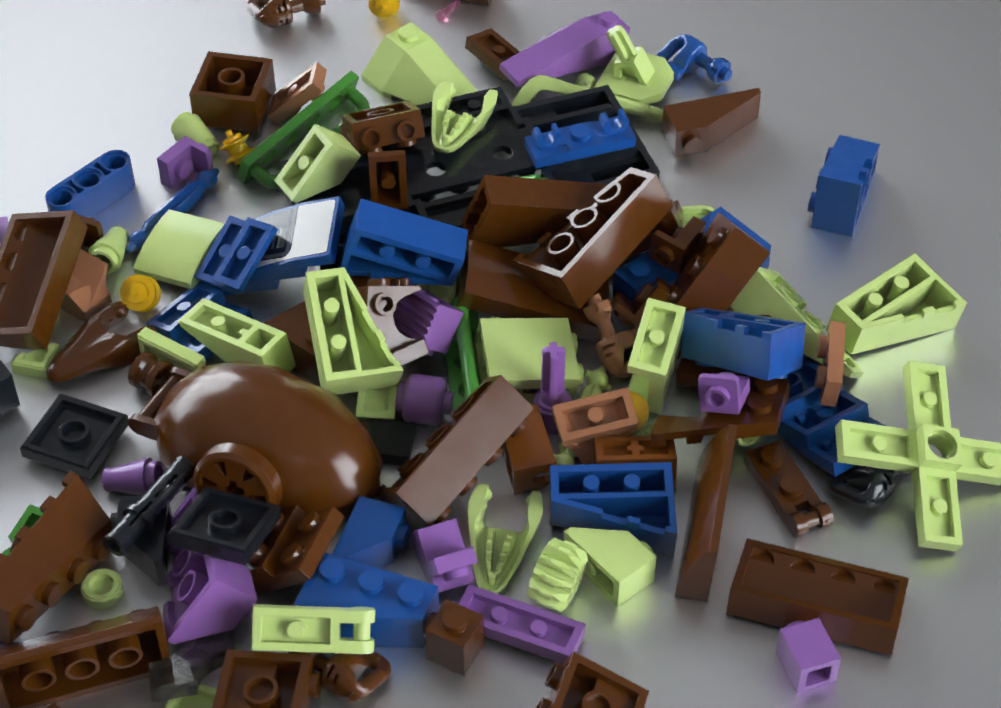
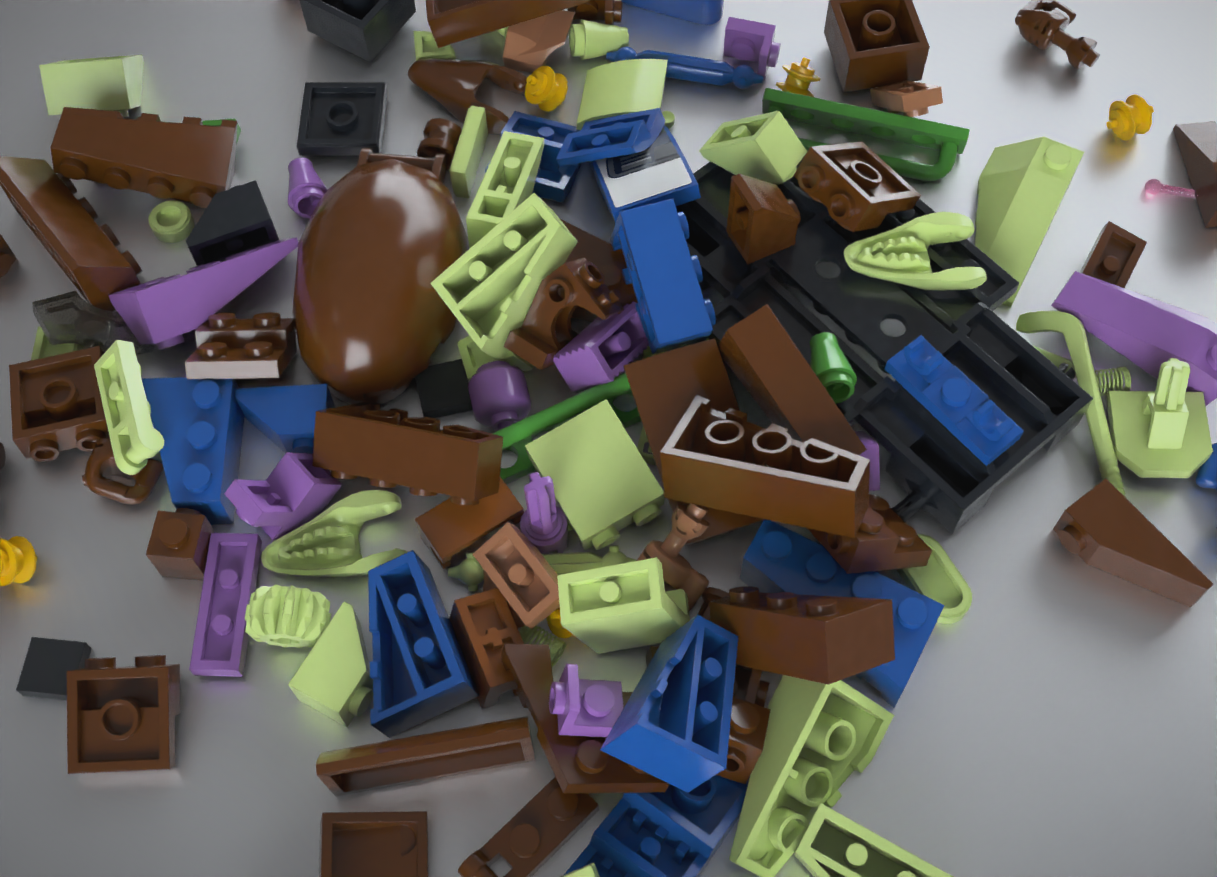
camera: 70 degrees right, 15 degrees up
(124, 535) = (194, 201): black pin -> none
(195, 129) = (802, 35): yellowish green cone -> none
(224, 525) = (219, 276): black plate -> none
(242, 465) = (281, 266): reddish brown wheel -> none
(632, 312) = (719, 565): reddish brown bracket -> none
(676, 250) = (821, 577): reddish brown bracket -> none
(830, 374) = (731, 820): nougat plate -> none
(843, 185) = (1100, 754): blue wedge -> none

